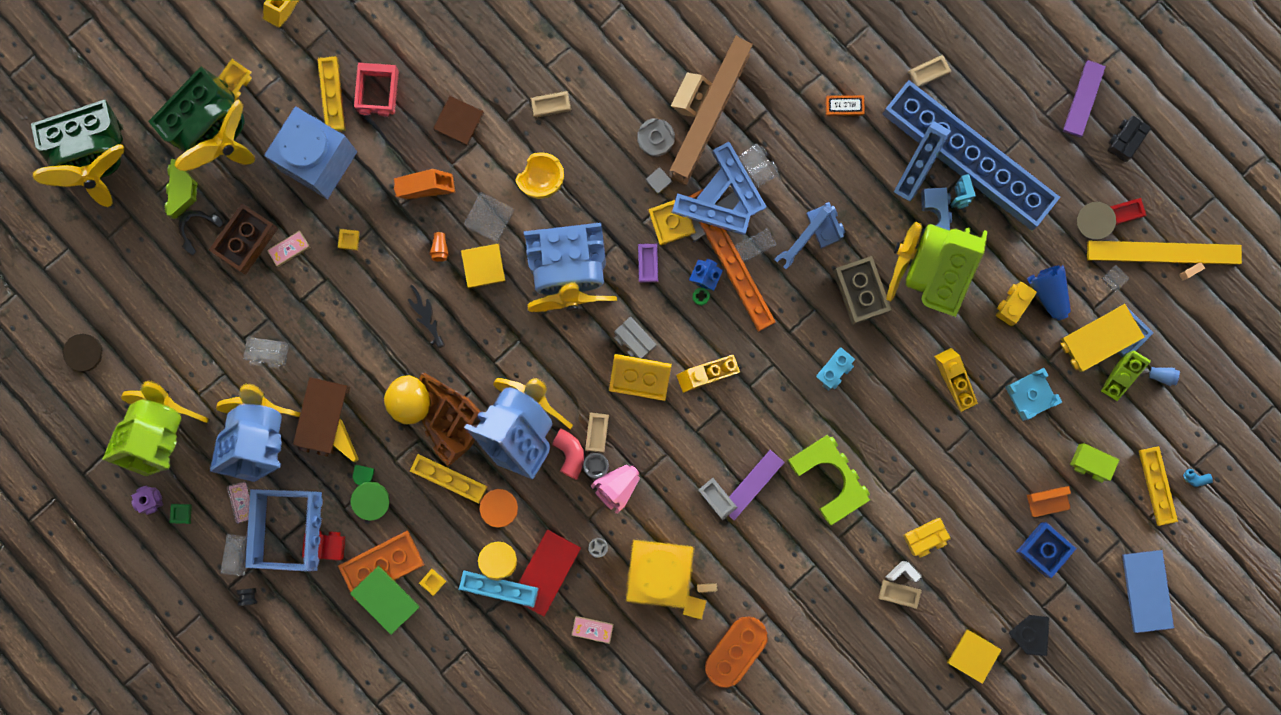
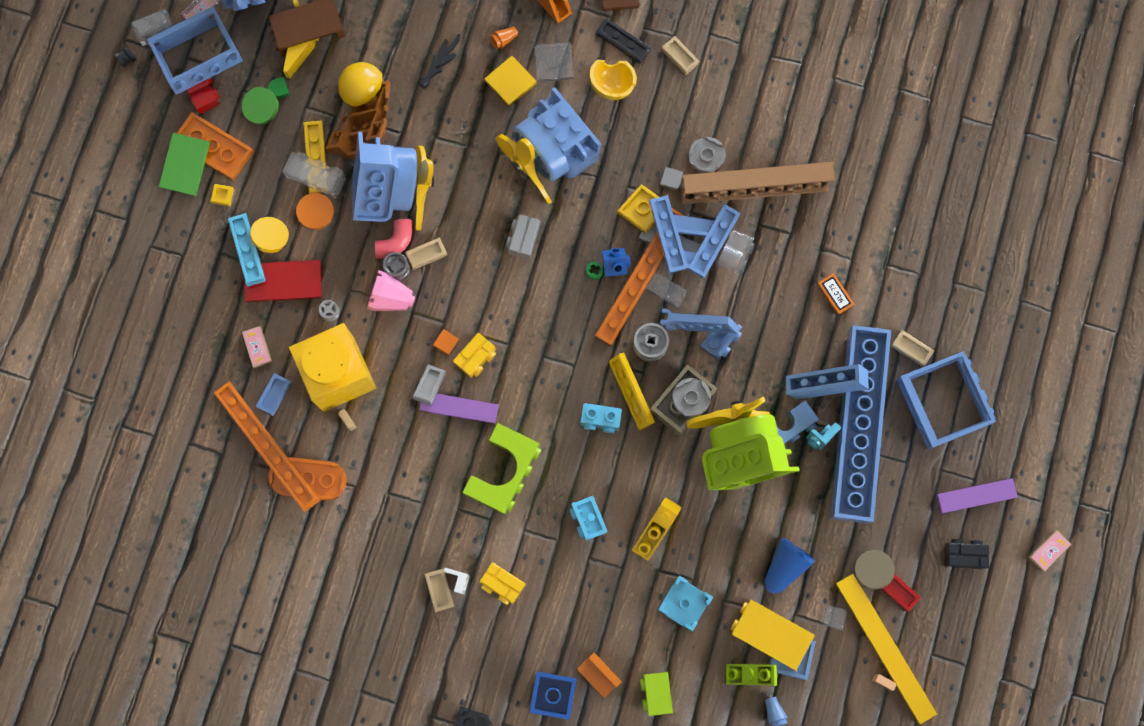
camera: 55 degrees right, 5 degrees down
(467, 488) = (314, 174): none -> clear brick
(506, 145) = (623, 40): none -> black tile
(640, 377) = (493, 259): yellow tile -> none
(643, 639) = (273, 394): none -> medium blue tile
(648, 263) = (596, 211): medium lavender tile -> none
(687, 462) = (446, 342): none -> orange tile
(687, 671) = (267, 446): none -> orange tile
(691, 94) = (760, 157): tan brick -> none
(695, 607) = (325, 420): yellow tile -> none
(707, 373) = (532, 314): yellow slope -> none
(715, 444) = (475, 355): none -> yellow brick
(801, 280) = (650, 332): none -> light grey wheel
(827, 329) = (631, 391): none -> yellow tile
(867, 282) = (691, 397): none -> light grey tile
(914, 431) = (588, 518): none -> medium azure bracket
(974, 656) = (422, 688): yellow tile -> none
(991, 102) = (918, 413): none -> medium blue window
(1016, 303) = (756, 541): yellow brick -> none
(1163, 69) = (1049, 551): none -> bright pink tile

